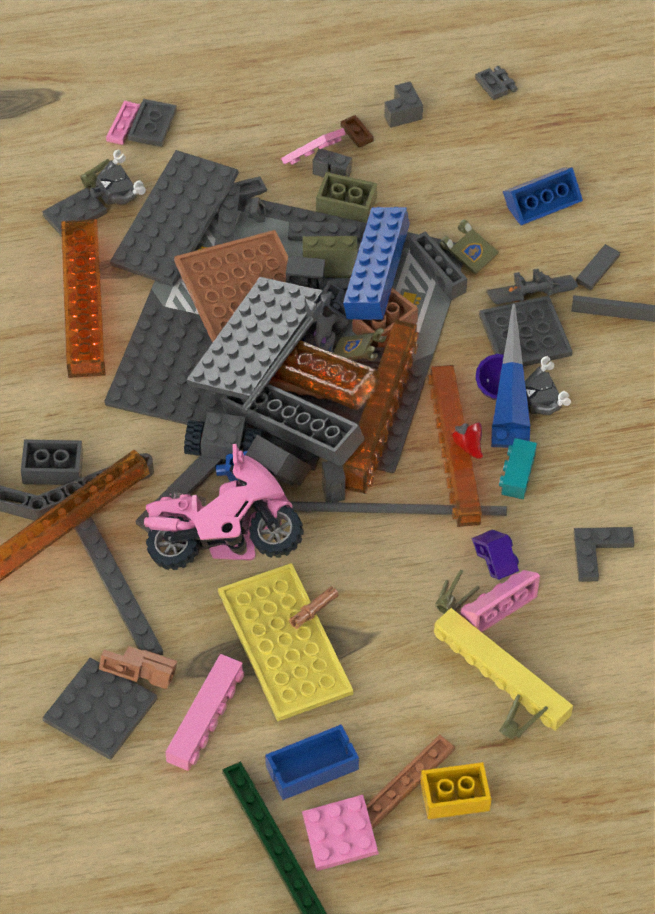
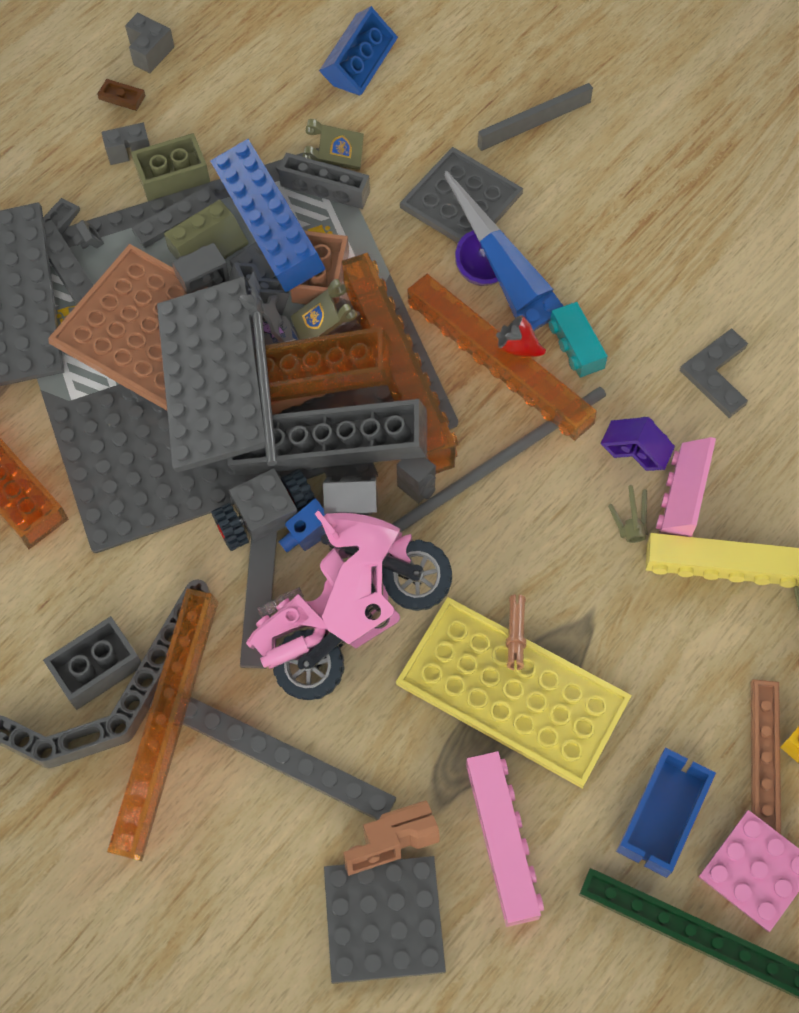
camera: 35 degrees left, 10 degrees up
(308, 149) = (101, 122): bright pink plate -> none
(540, 283) = (430, 143): dark grey piece -> none
(542, 393) = (535, 246): dark grey torso -> none
(597, 267) = (469, 92): dark grey tile -> none

